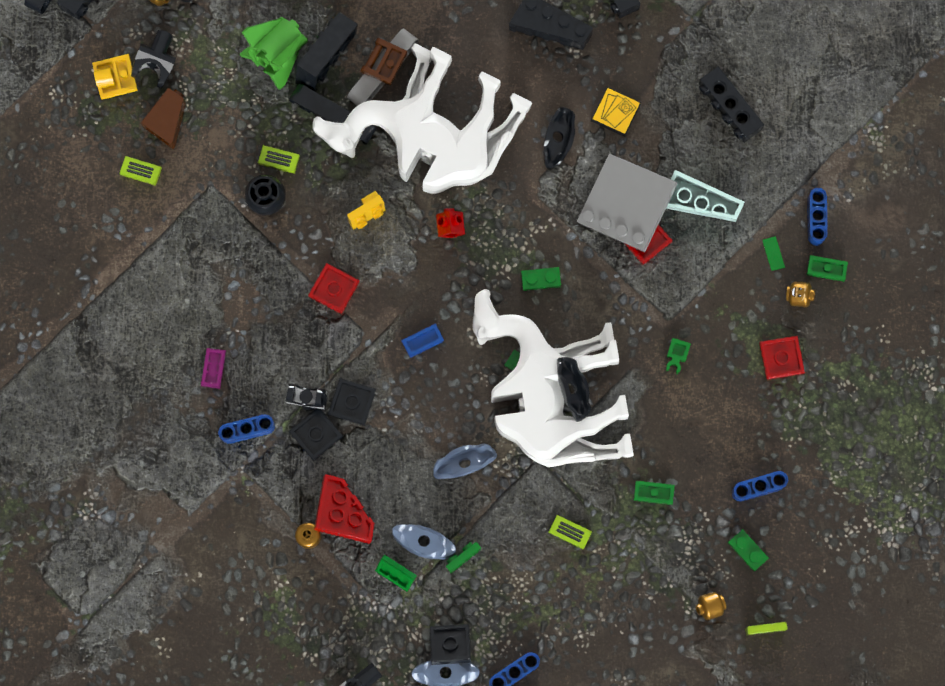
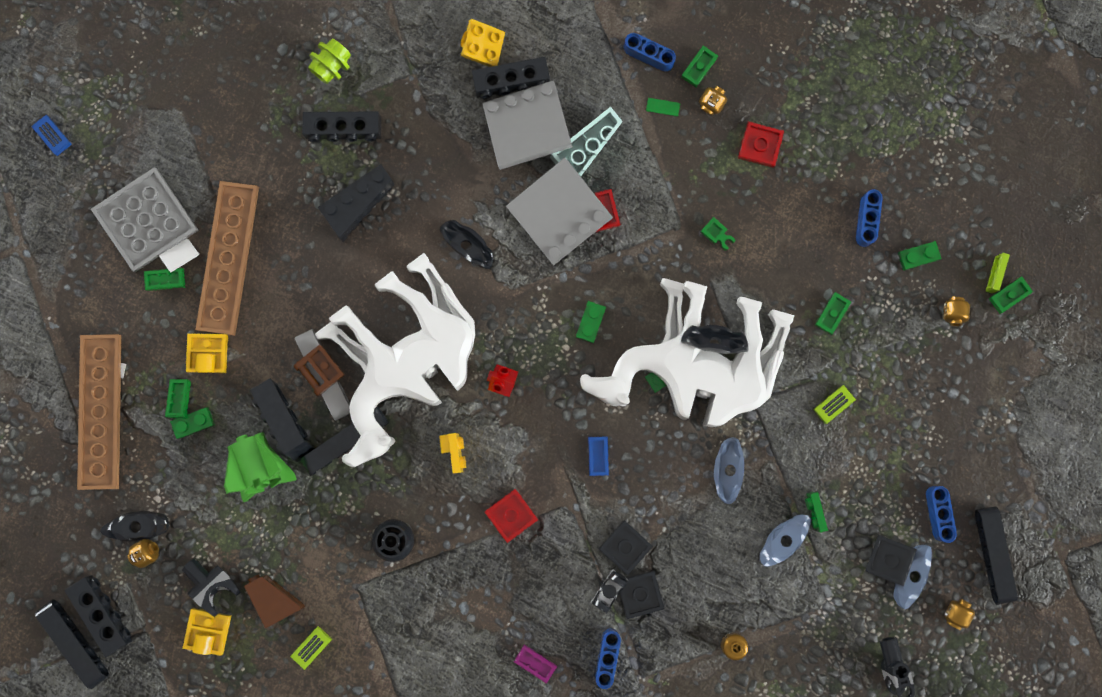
camera: 70 degrees left, 5 degrees up
(278, 159) = (363, 511): lime tile -> none
(341, 512) = (726, 604): red plate -> none
(395, 573) = (803, 580): green plate -> none
(616, 111) = (467, 182): yellow tile -> none
(692, 137) = (527, 125): none -> light grey plate
(749, 65) = (482, 43): none -> yellow plate
(751, 650) = (1010, 295): none -> green plate

